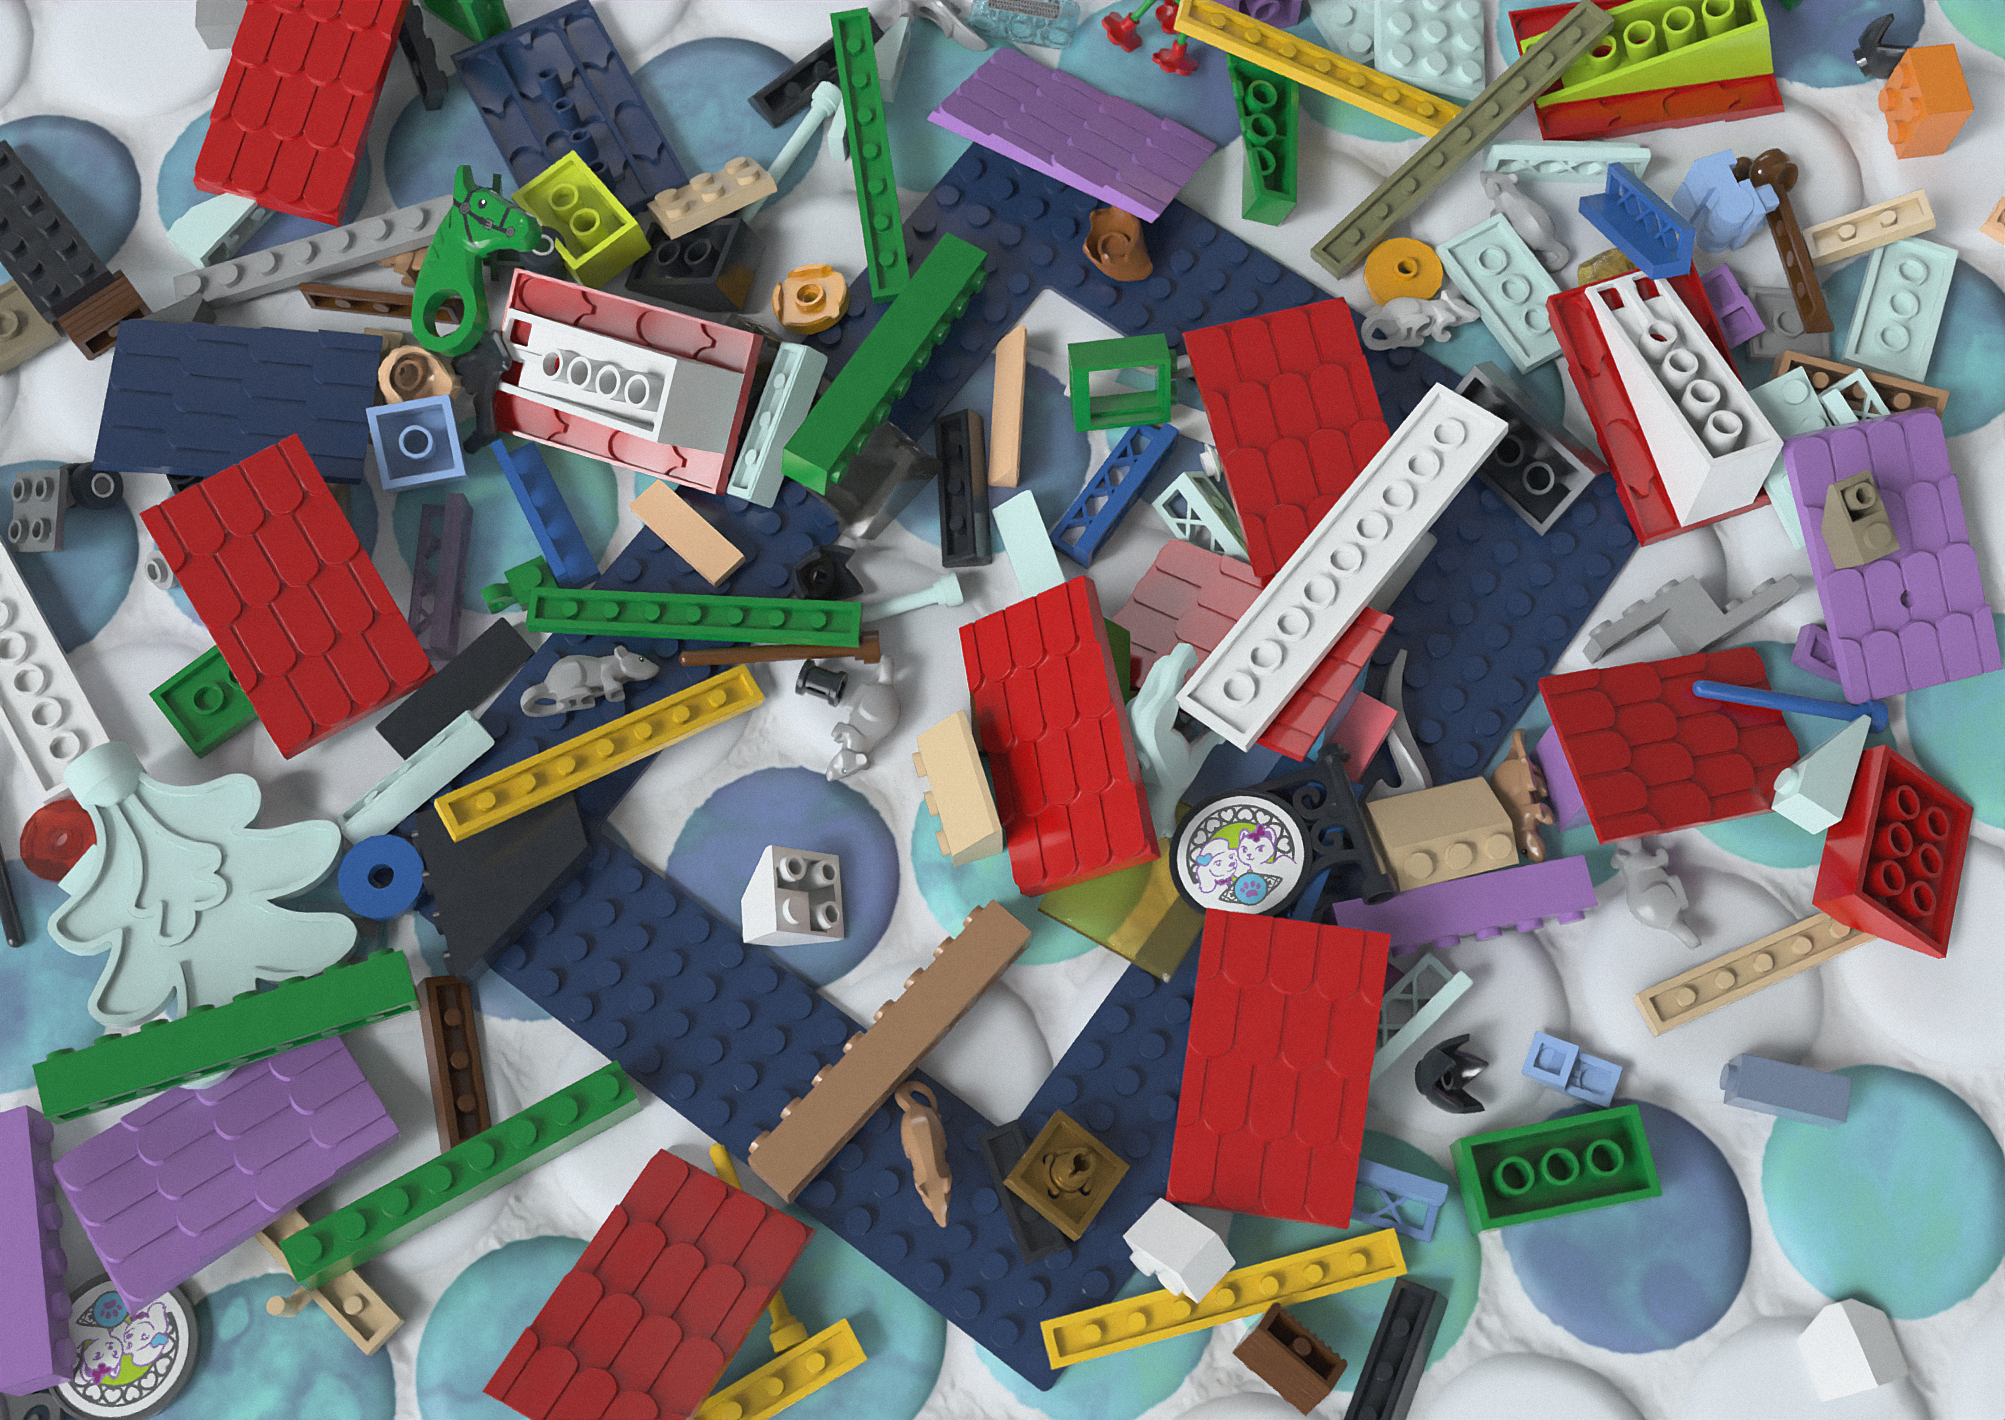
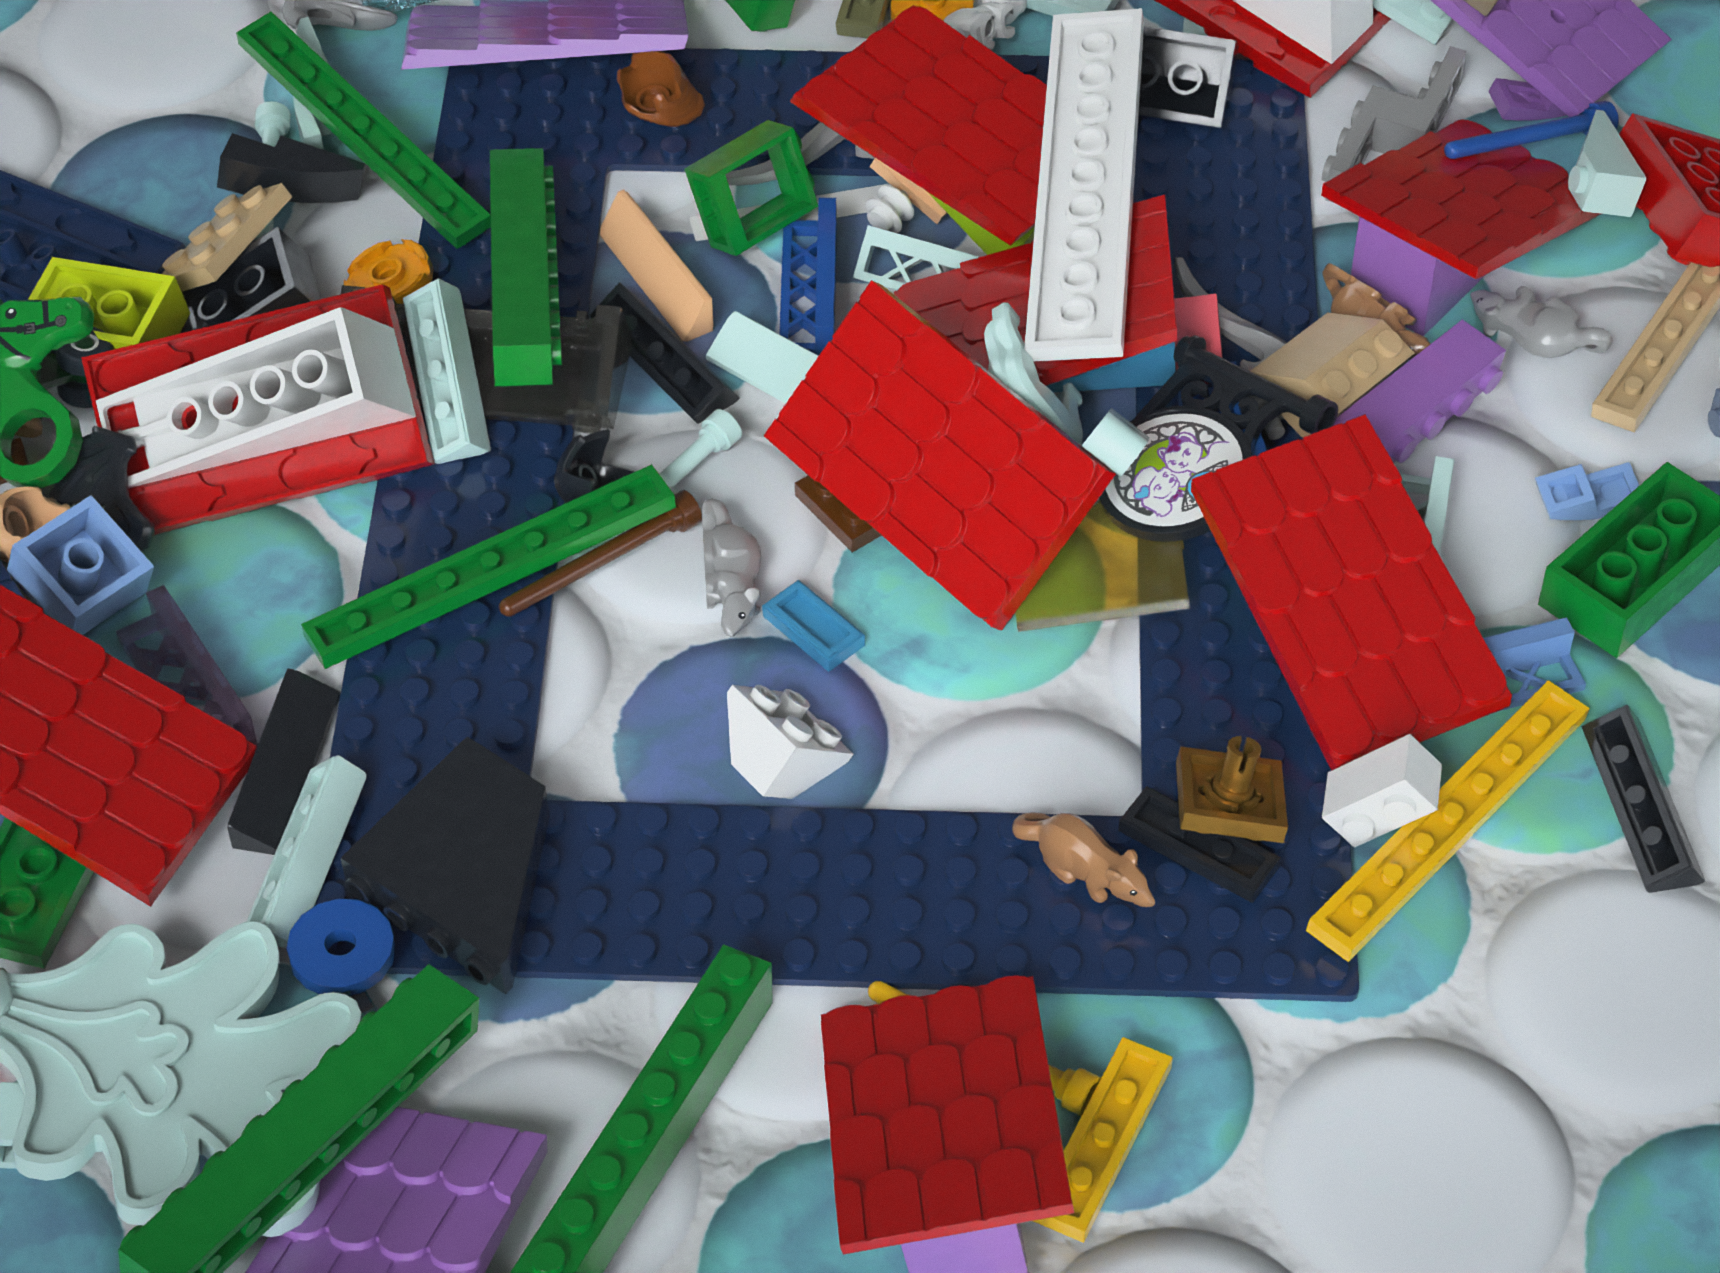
camera: 35 degrees left, 20 degrees down
(453, 1060) = (541, 1071): reddish brown slope -> none
(520, 580) = (278, 645): green plate -> none
(547, 515) = (252, 572): blue fence -> none
(582, 678) = (415, 674): light grey animal -> none
(597, 753) = (491, 706): yellow plate -> none
(687, 533) = (422, 509): light nougat tile -> none
(796, 85) = (234, 113): black slope -> none
(796, 160) = (304, 170): none -> black slope
(821, 683) = (659, 561): black bush -> none
(889, 1051) = (980, 802): medium nougat brick -> none
(895, 807) = (813, 625): none -> dark azure tile
(958, 791) = (871, 562): tan slope -> none
(1190, 822) = (1116, 442): none -> light aqua beam
(1290, 1358) = (1549, 825): reddish brown brick -> none
(1446, 1072) = (1493, 547): black piece -> none

